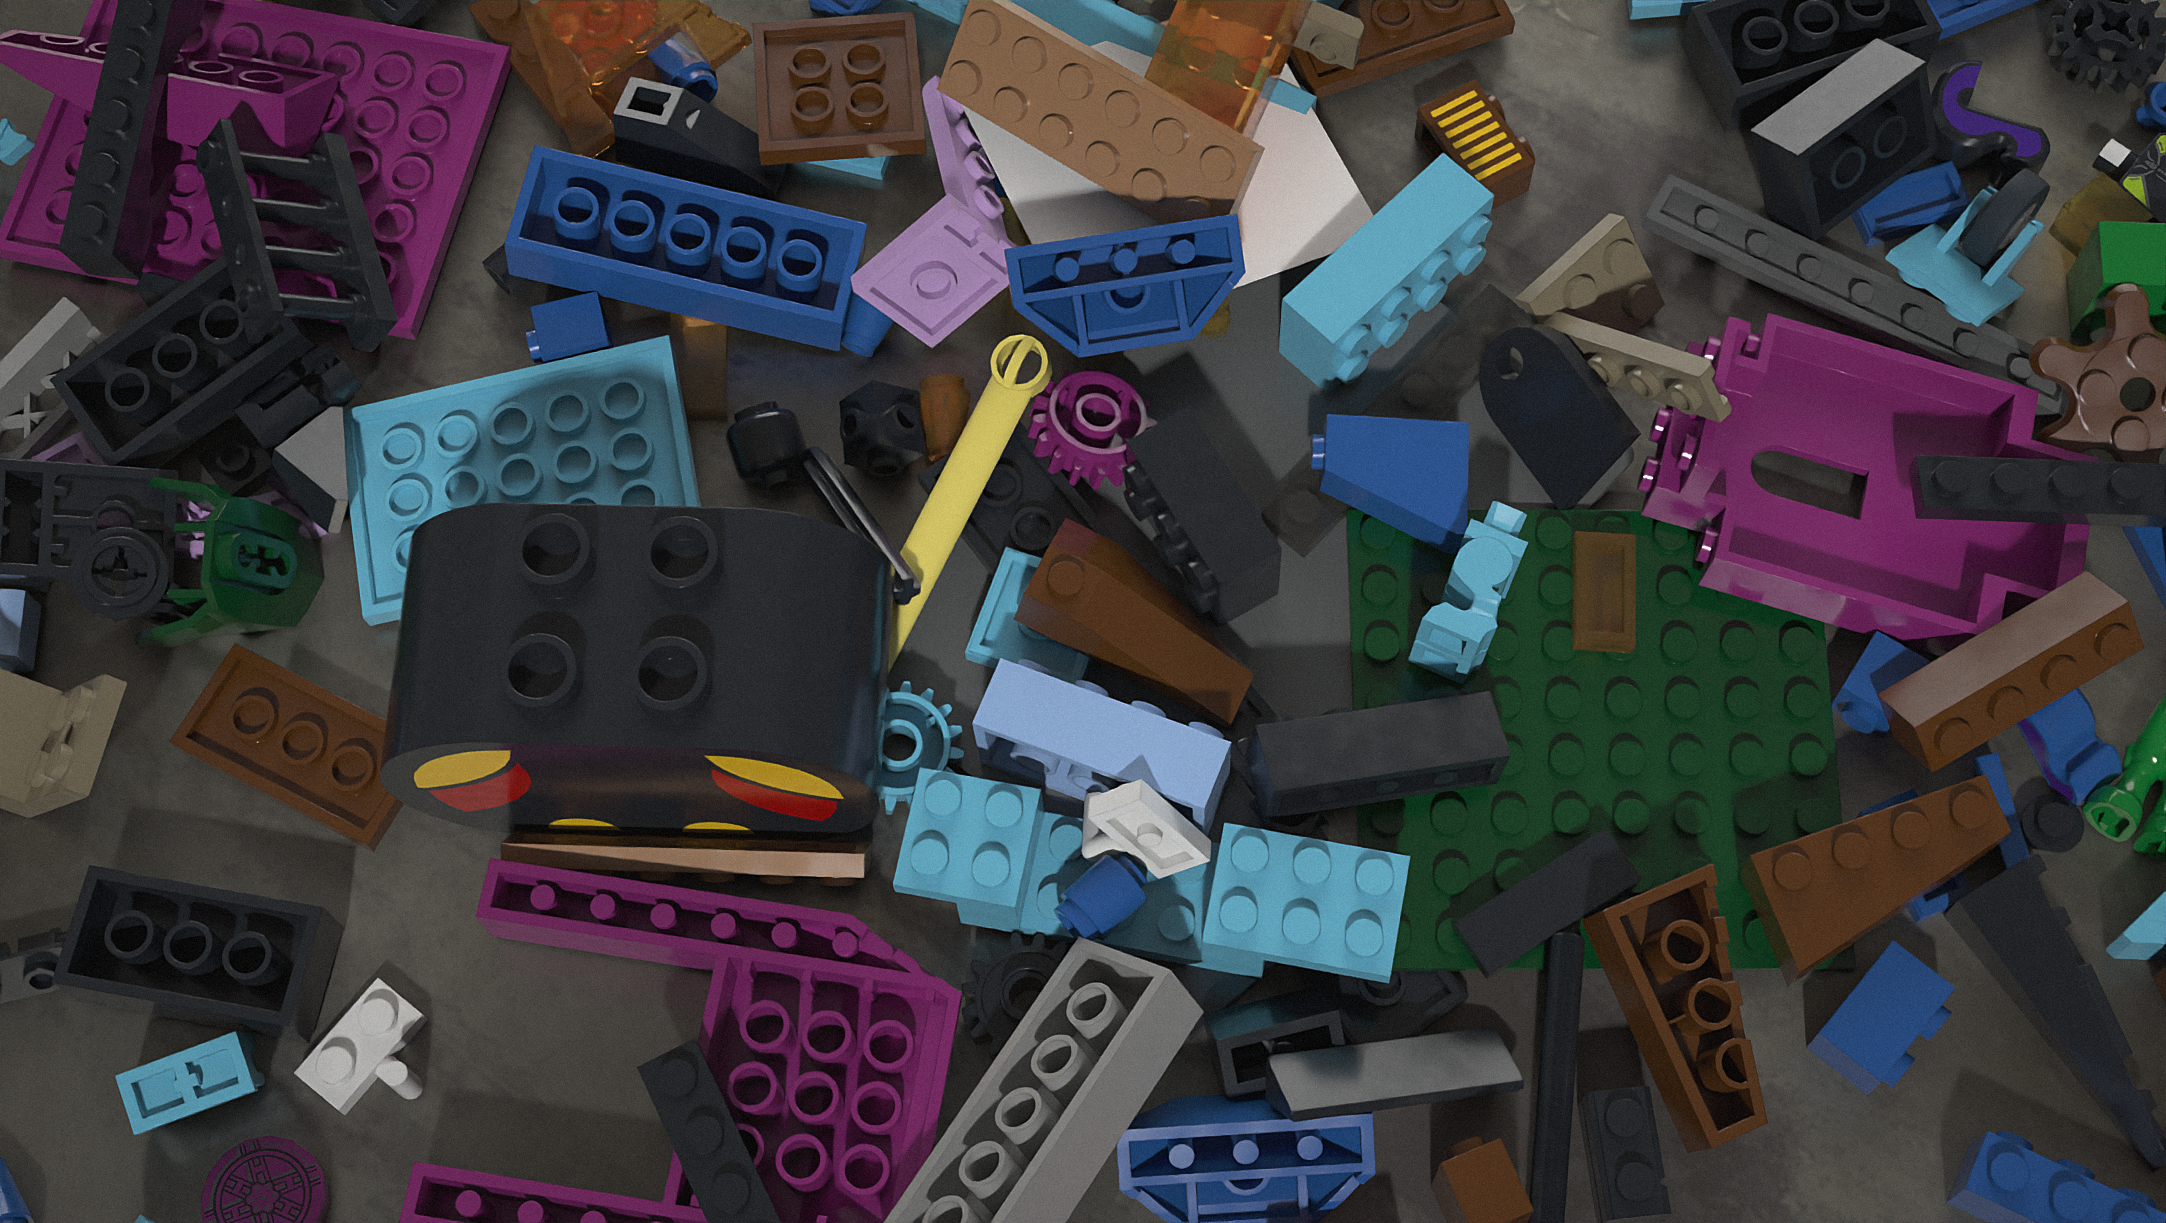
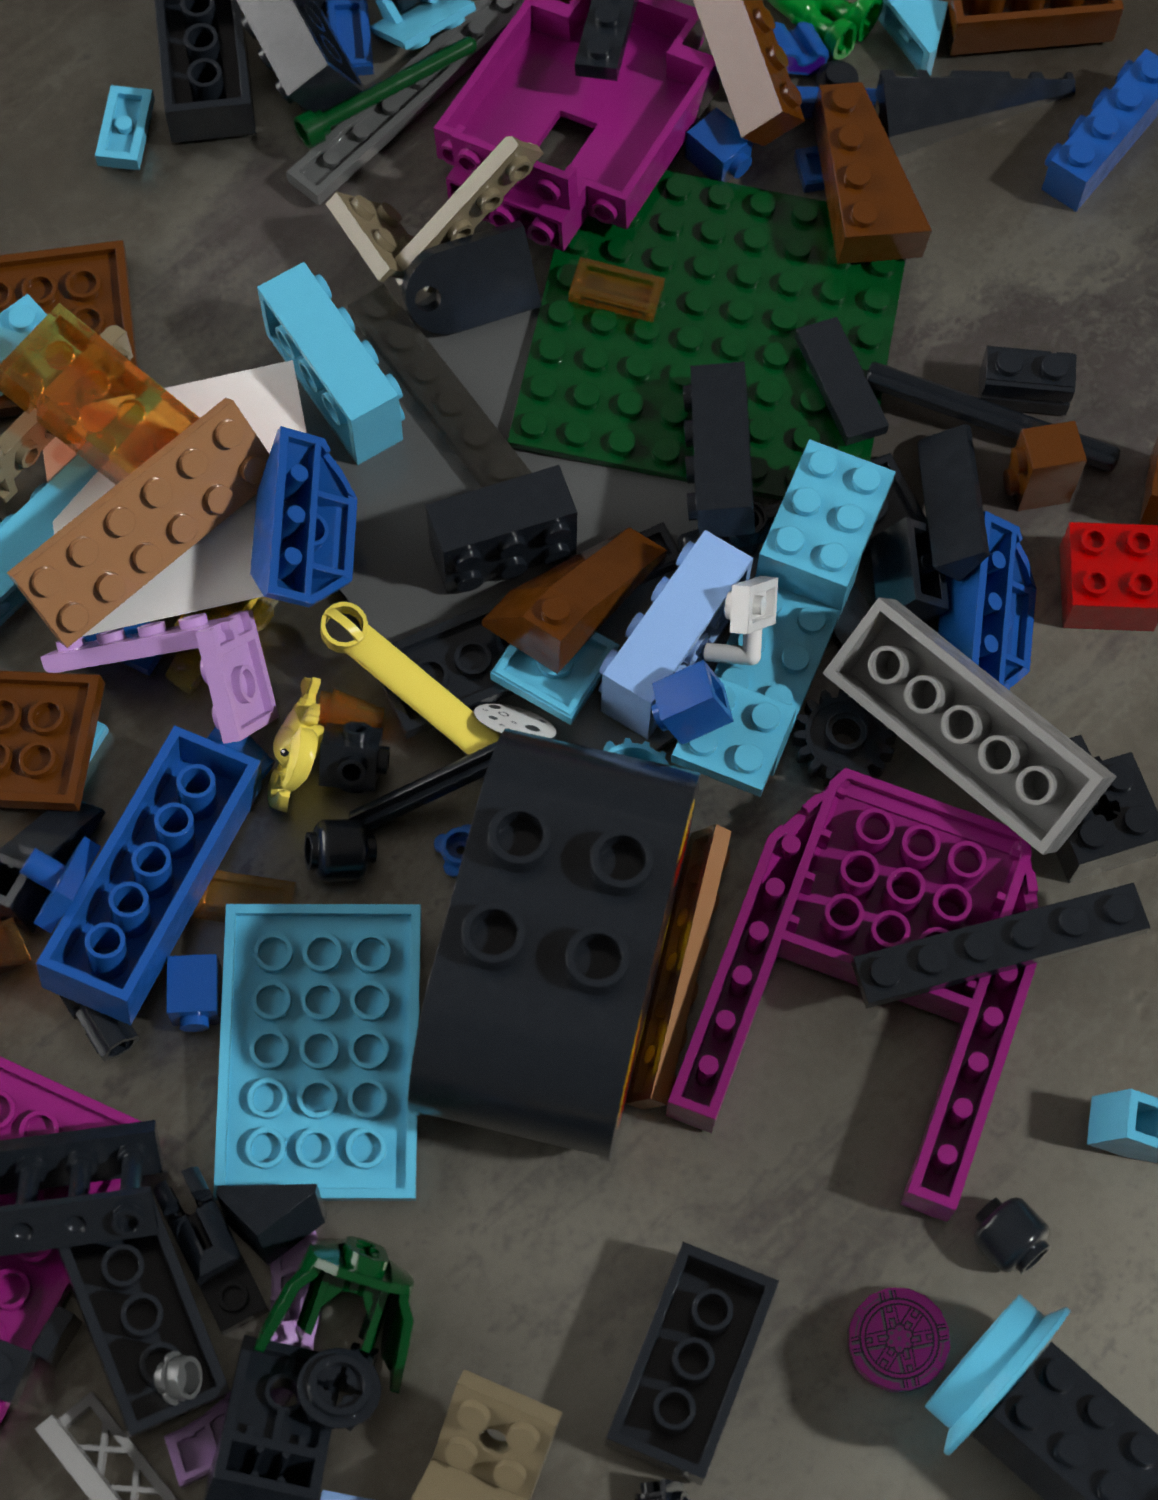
camera: 85 degrees left, 0 degrees up
(99, 414) = (178, 1378): none -> dark grey plate
(189, 1081) = (796, 1384): medium azure hinge -> none
(292, 745) = (516, 1266): reddish brown plate -> none
(365, 1048) = (787, 1246): white plate -> none
(652, 150) = (60, 879): none -> blue tile
(881, 360) = (296, 746): none -> light yellow animal
(950, 590) = (505, 716): none -> white sticker
(975, 766) = (691, 703): none -> blue brick
(1087, 425) = (400, 595): magenta gear -> none
(1102, 898) = (793, 655): blue brick -> none
(1398, 473) = (502, 388): blue slope -> none
(1461, 627) = (612, 357): medium azure hips -> none
(1476, 137) = (221, 293): reddish brown brick -> none
(1682, 1005) = (932, 313): reddish brown wedge -> none
(1741, 186) = (315, 126): none -> dark green piece
(1882, 1019) = (957, 208): blue brick -> none

